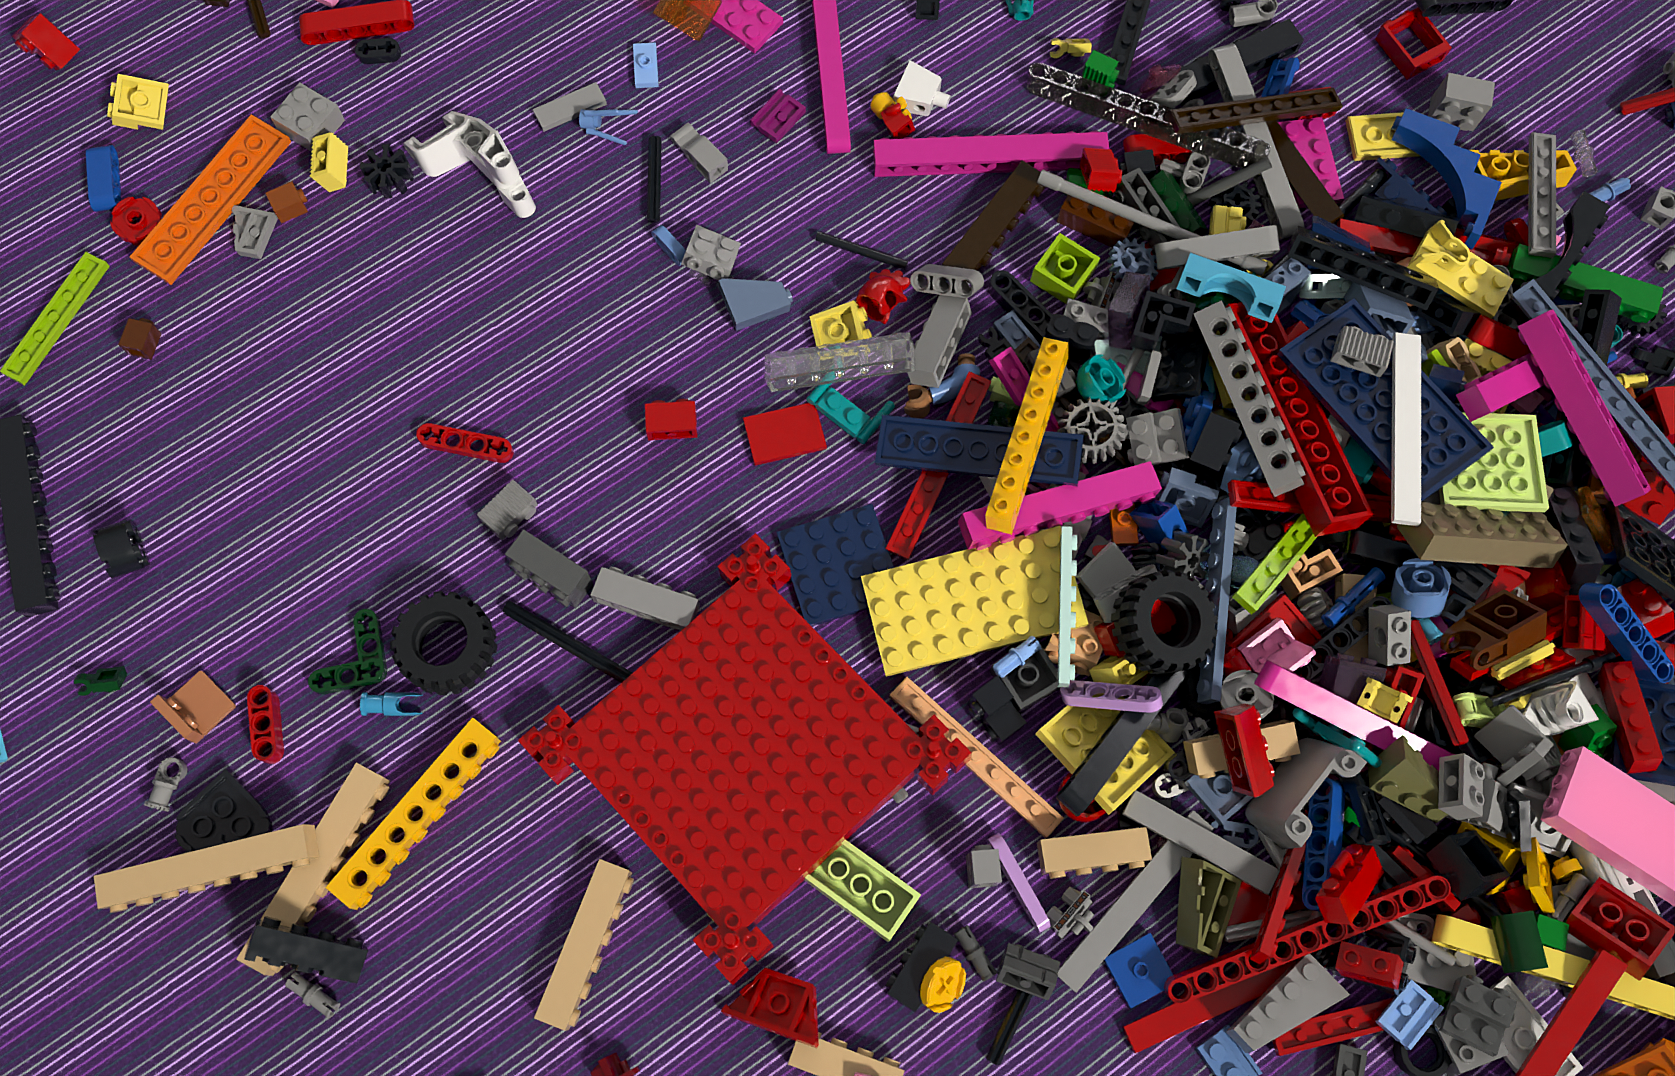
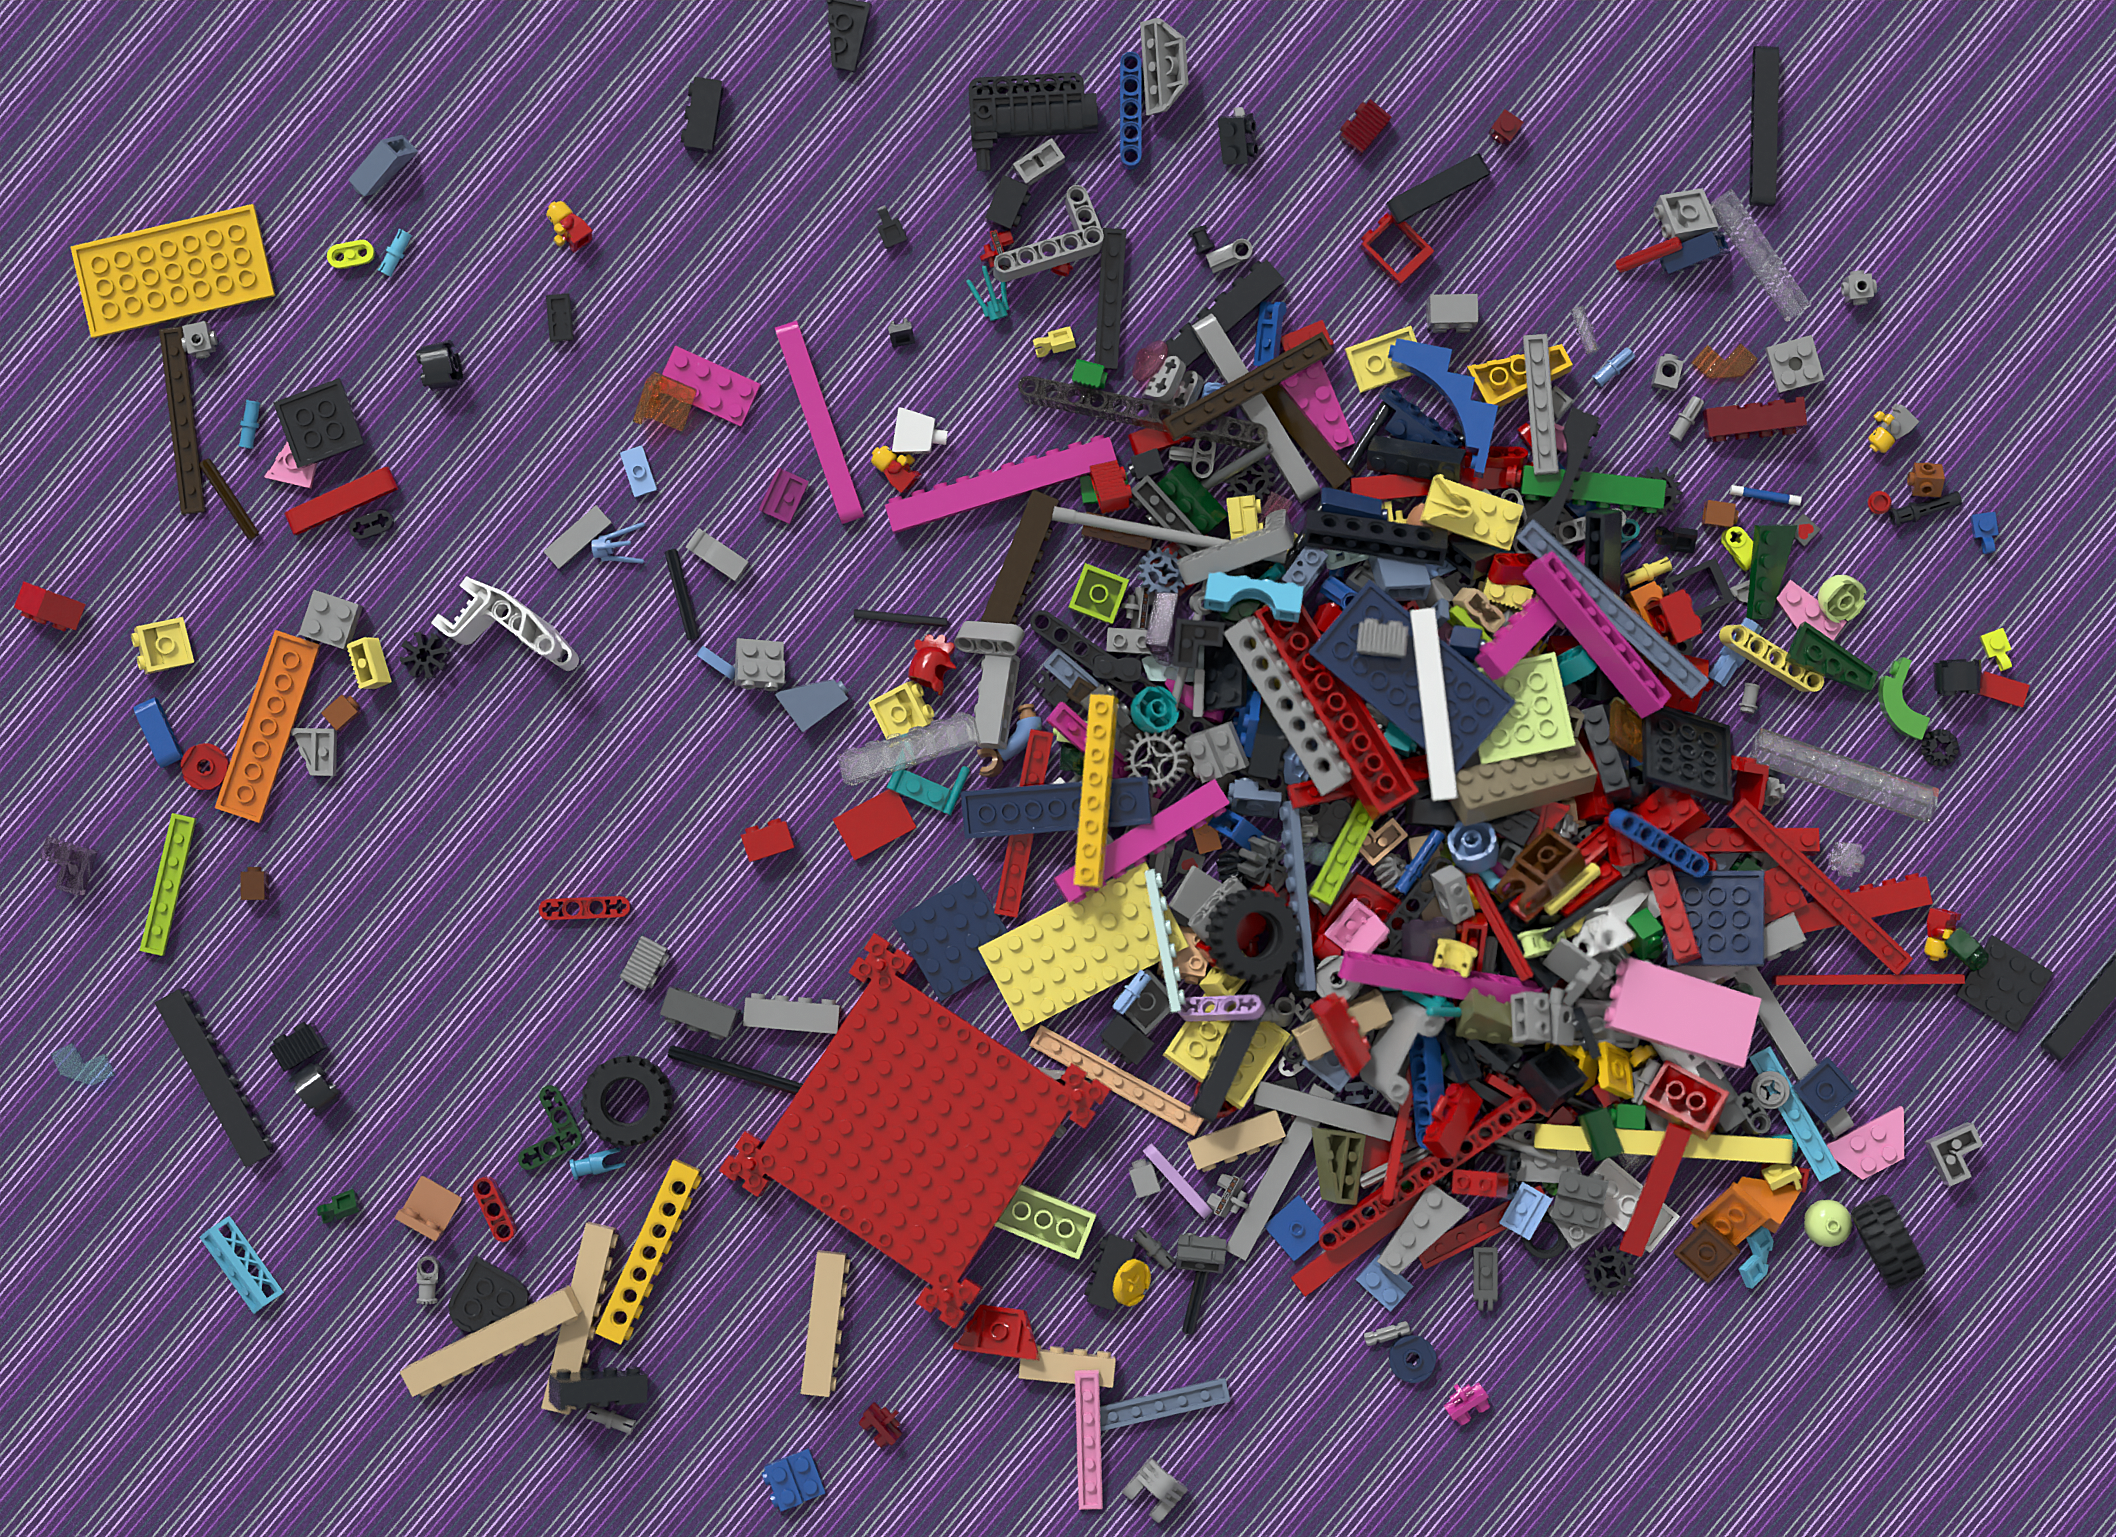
camera: 10 degrees left, 15 degrees up
(123, 503) = (298, 1046): none -> black brick

